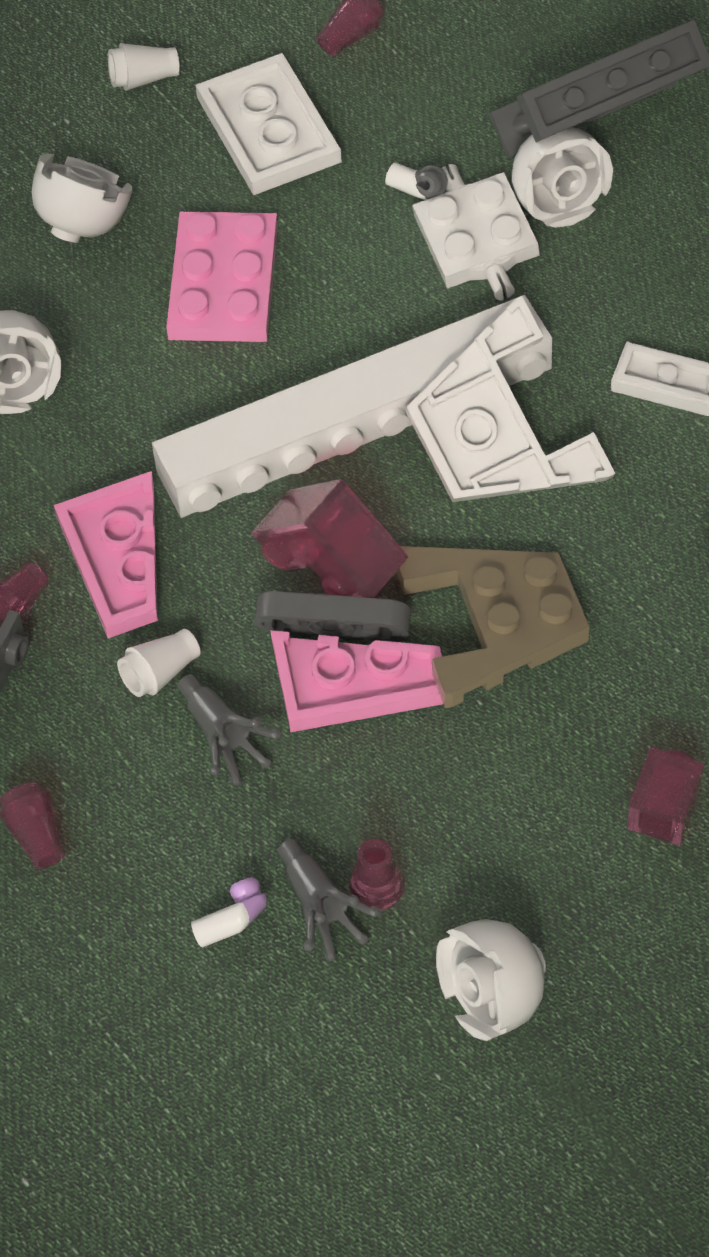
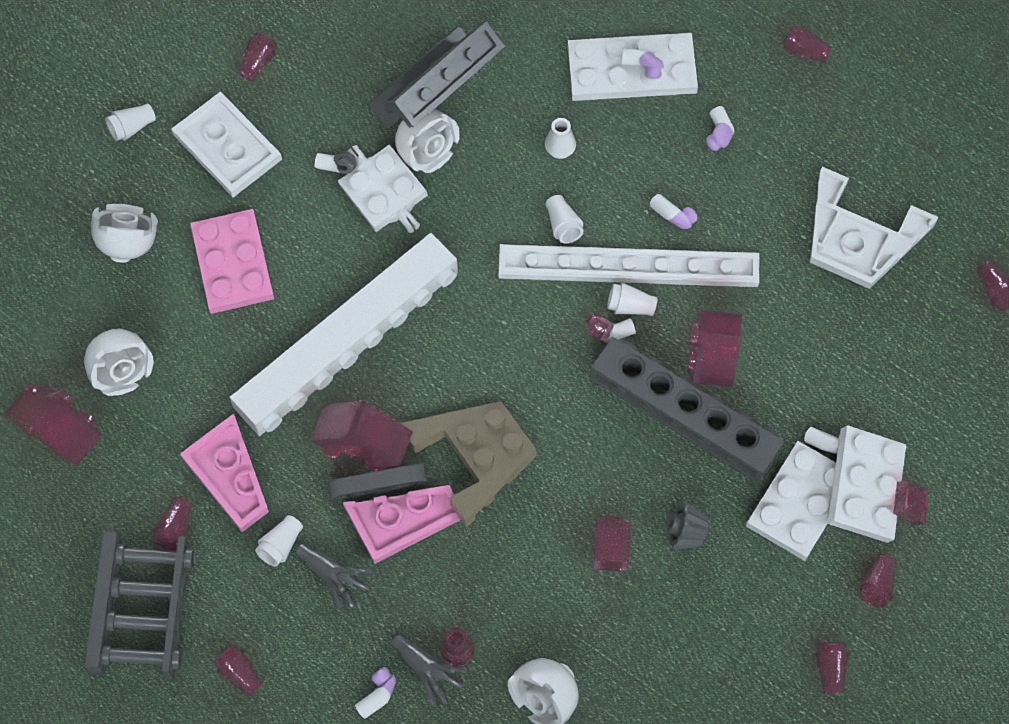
camera: 20 degrees left, 10 degrees up
(479, 430) = (429, 333): white wing -> none

